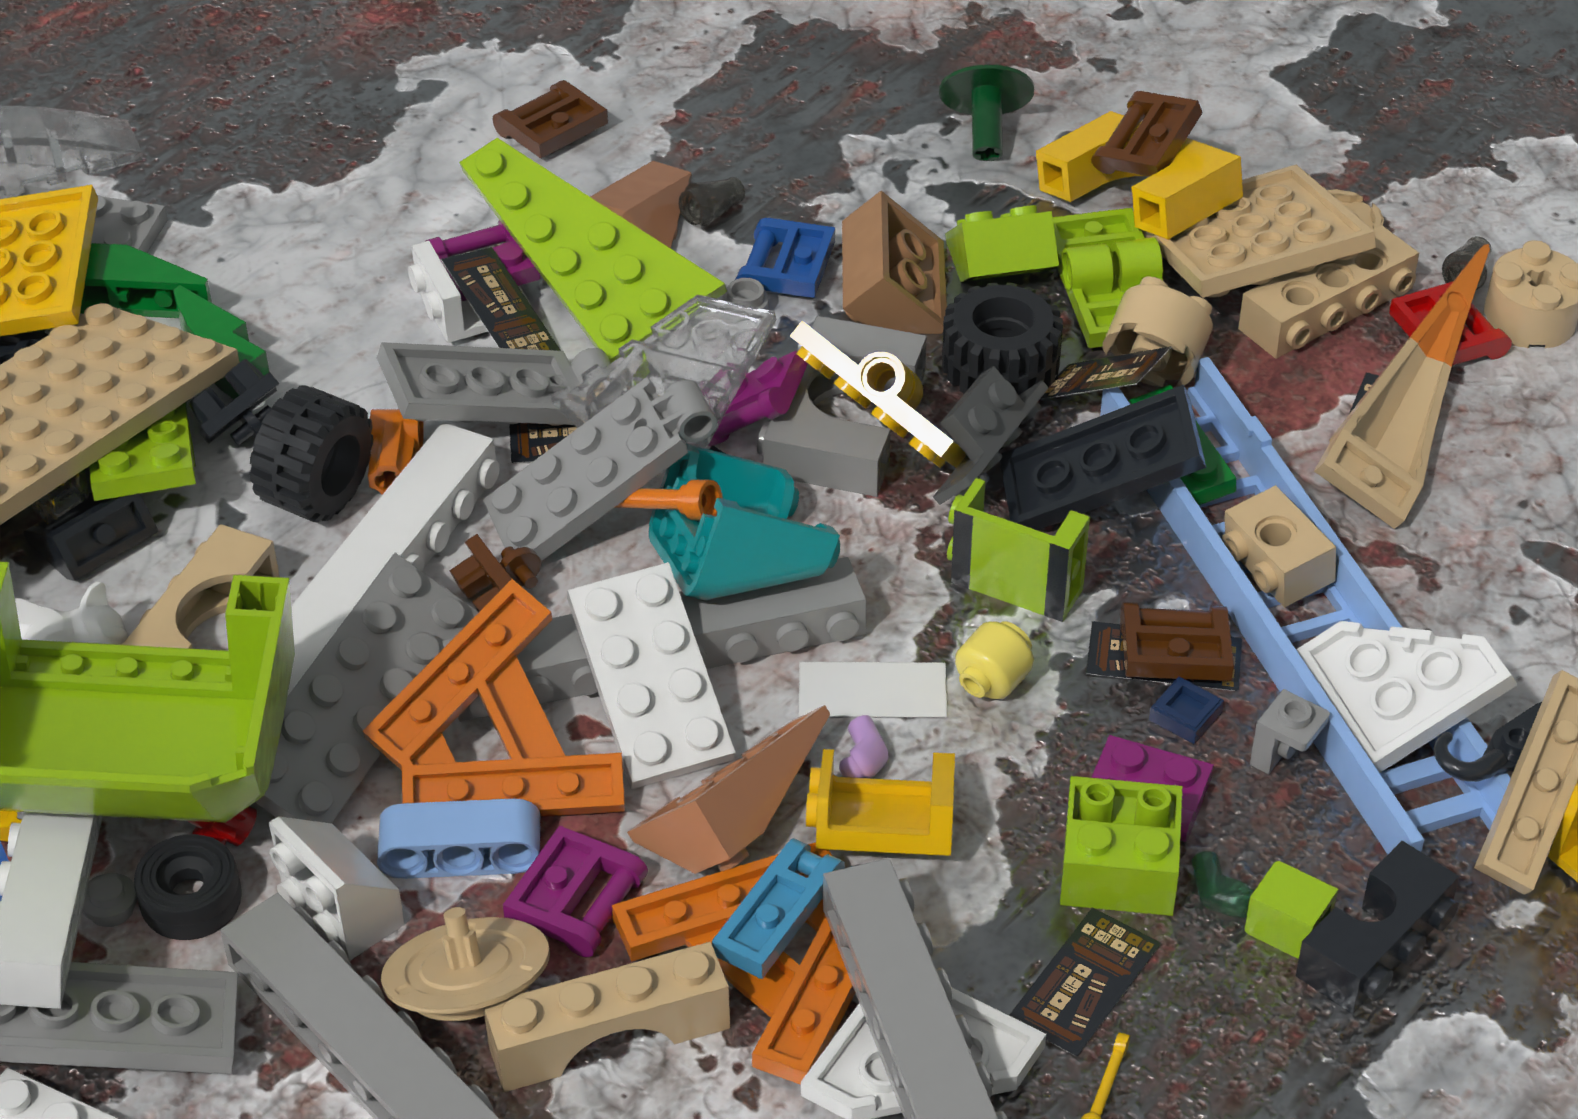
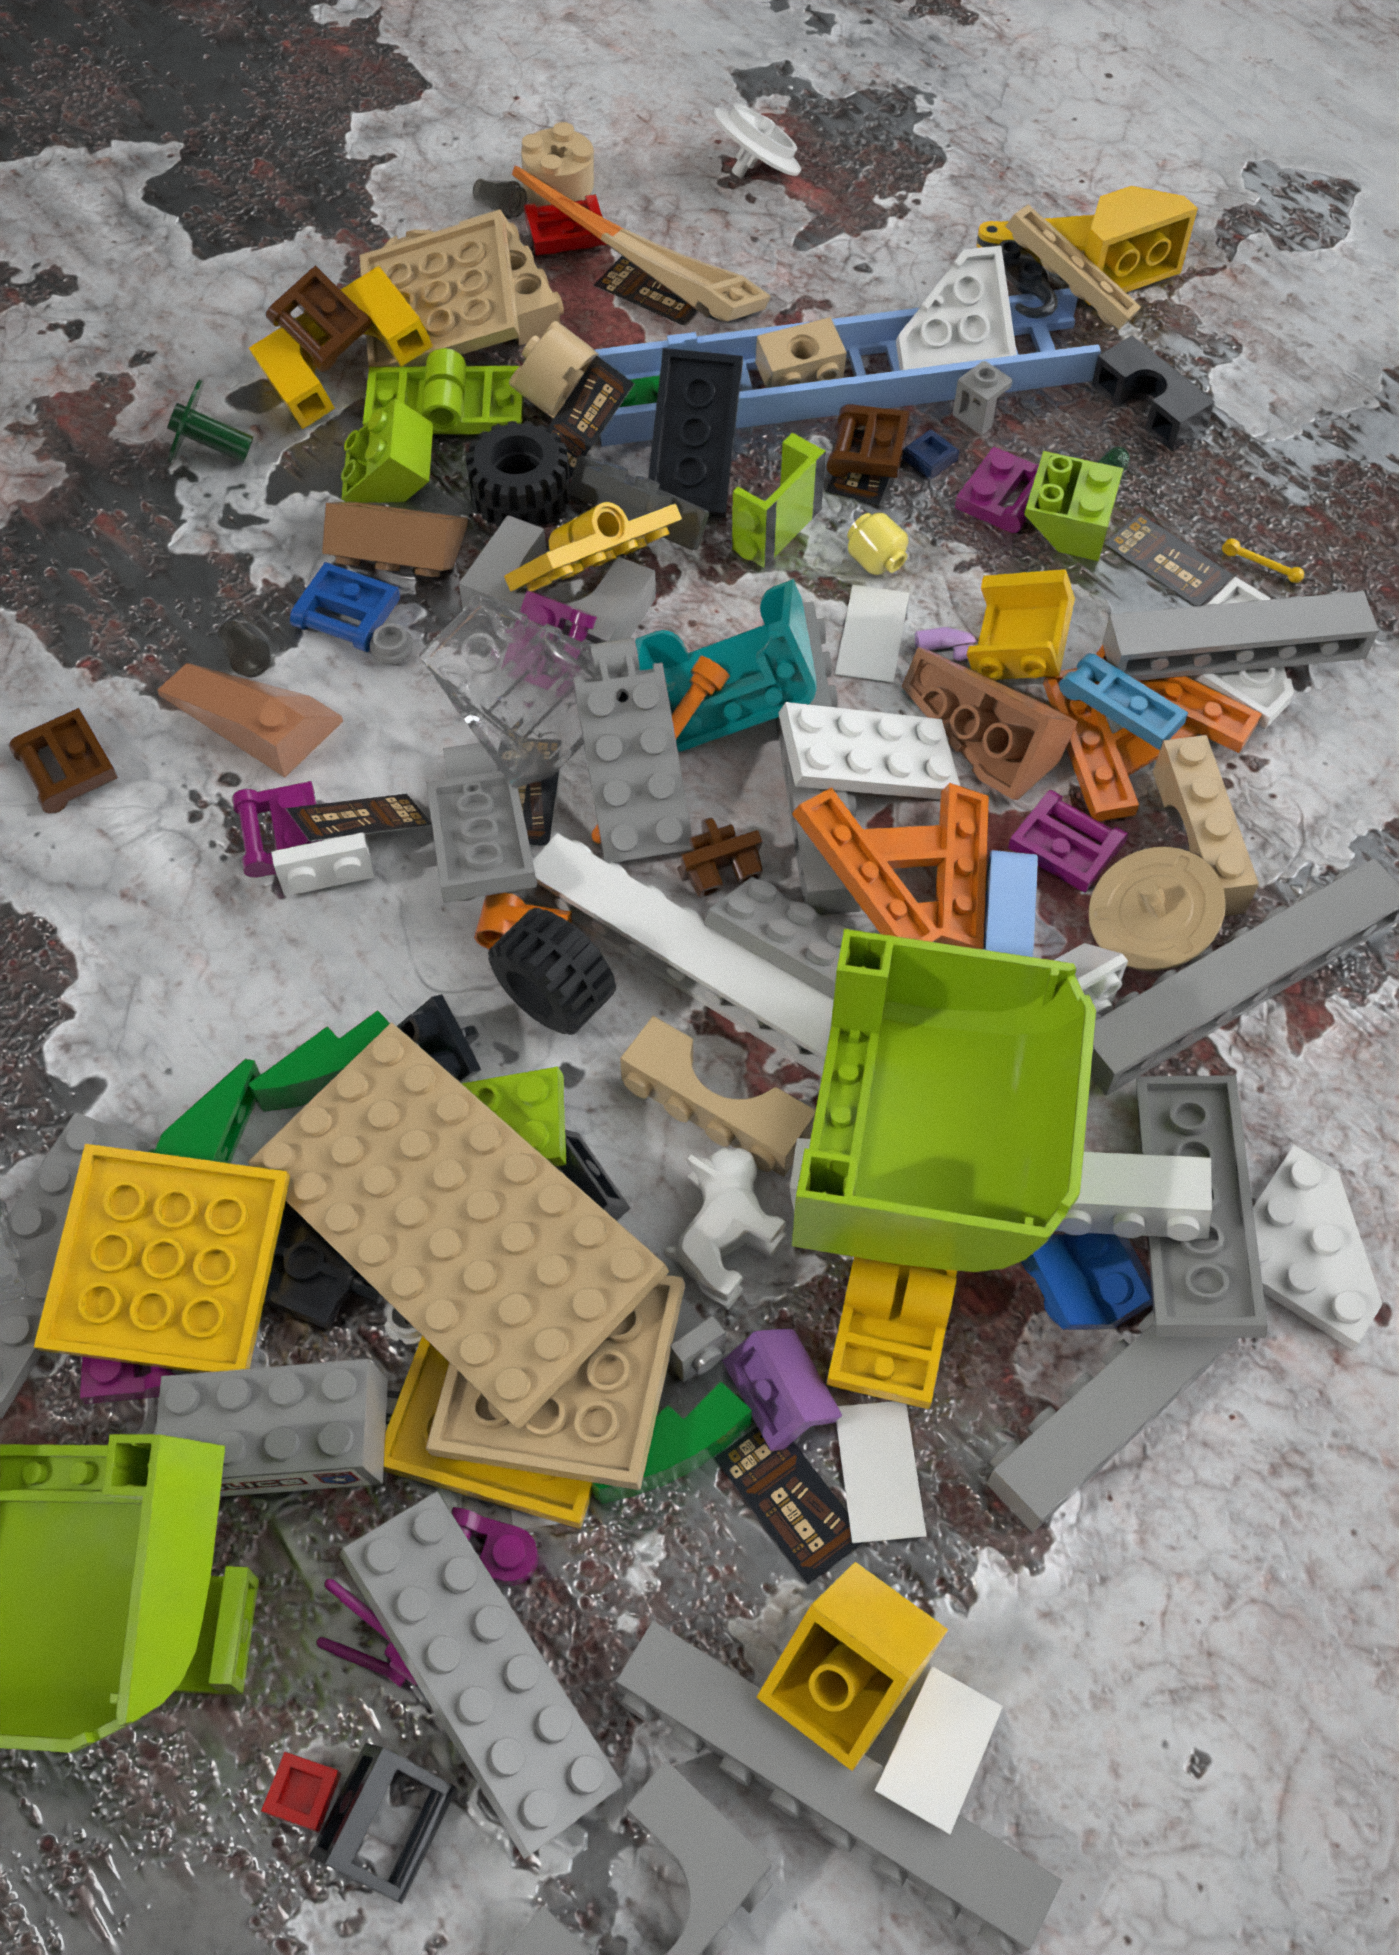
camera: 80 degrees left, 15 degrees up
(593, 260) = (339, 727): lime wing -> none
(1288, 907) = (1141, 425): lime panel -> none

